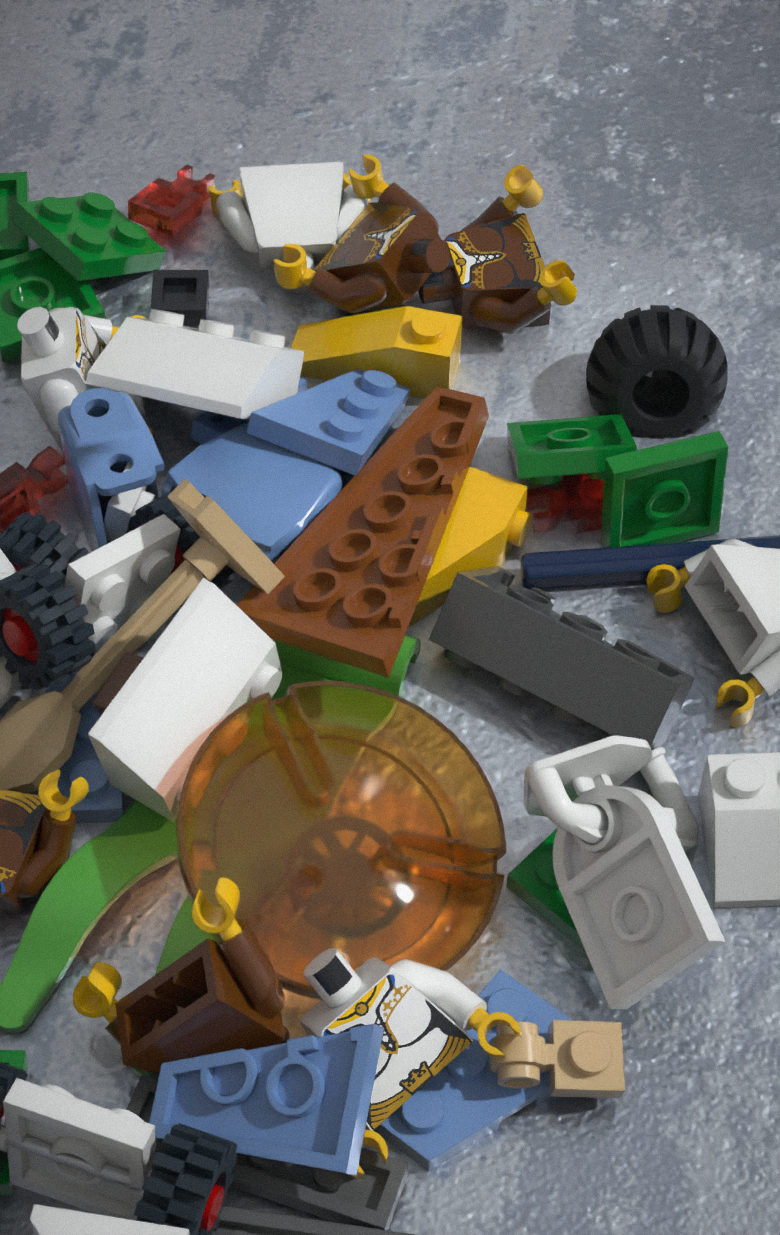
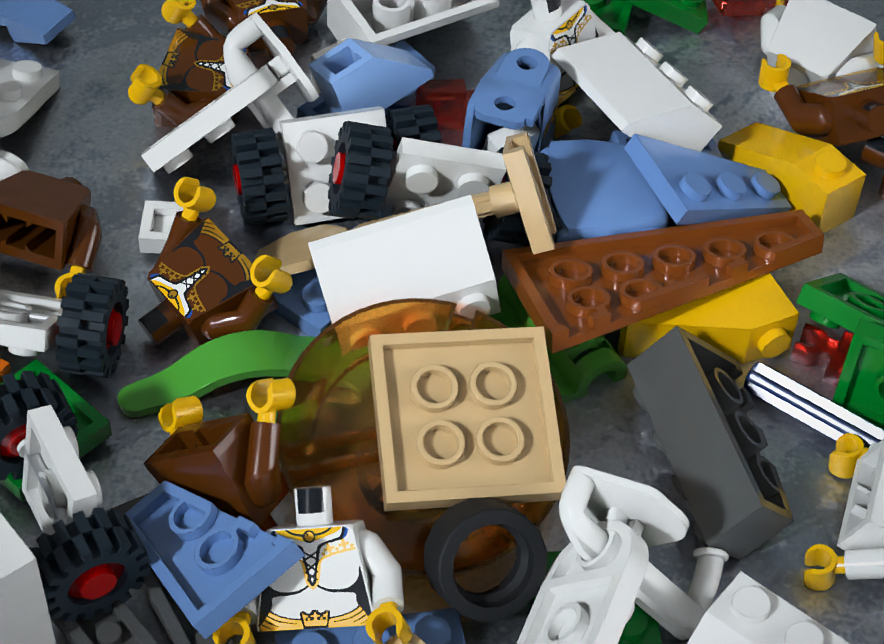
camera: 40 degrees right, 5 degrees down
(182, 293) = (690, 53): black plate -> none
(375, 794) = (465, 417): none -> tan plate
(466, 907) = (515, 589): none -> black tyre

